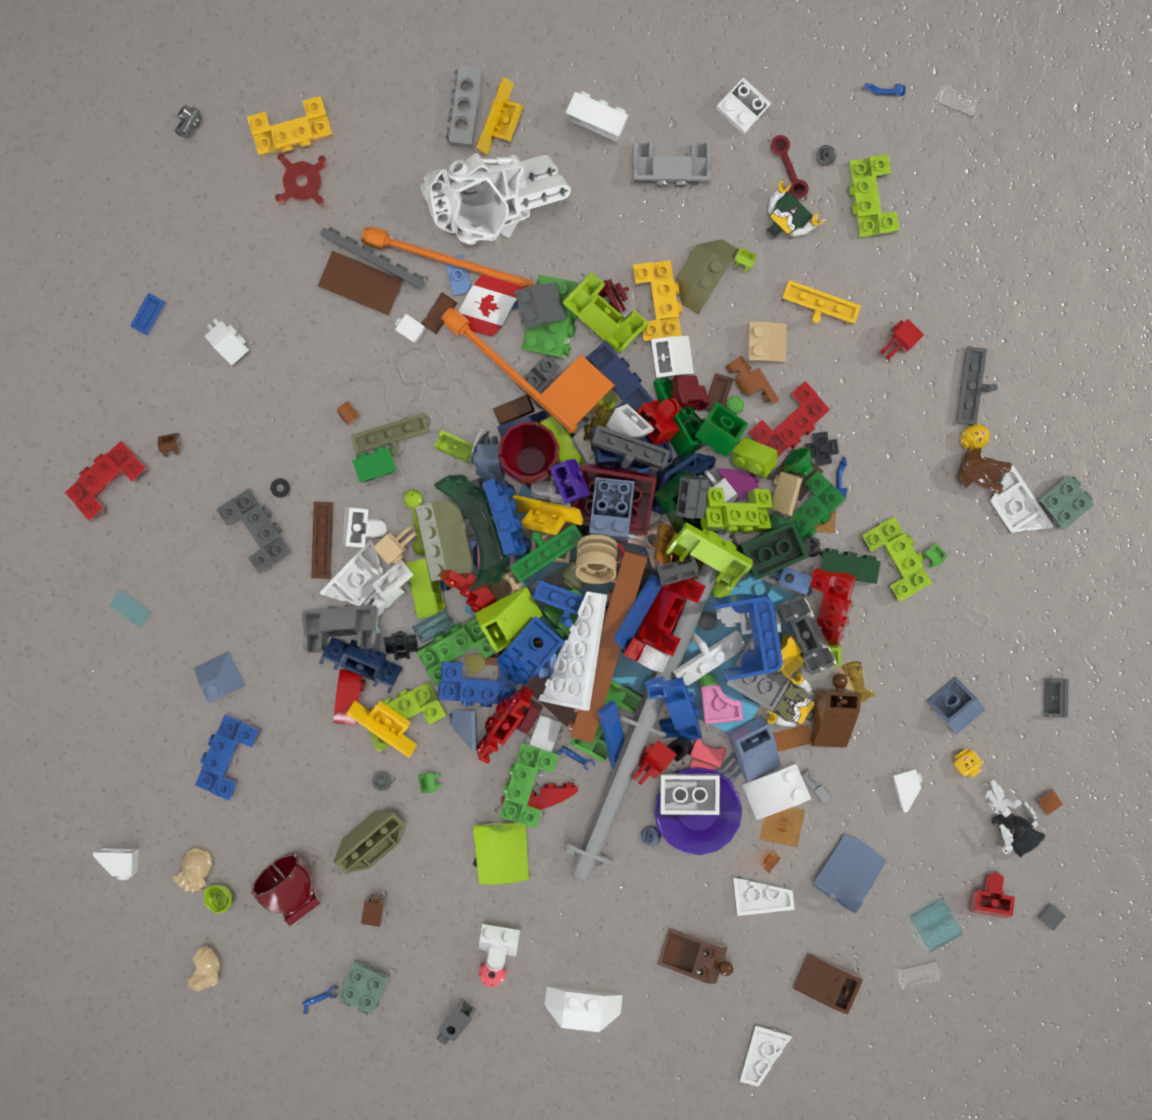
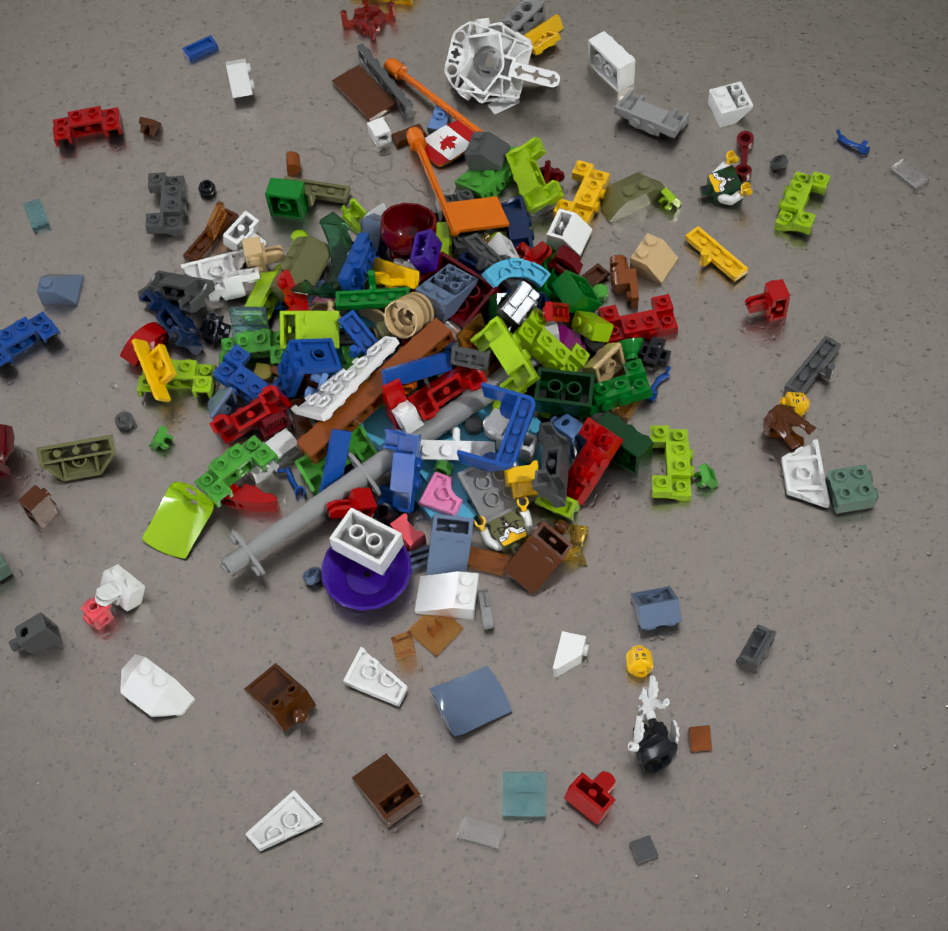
camera: 30 degrees right, 30 degrees down
(321, 527) = (216, 220): none -> clear orange tile
(659, 450) = (516, 269): none -> medium azure tile
(725, 477) = (556, 312): none -> red plate

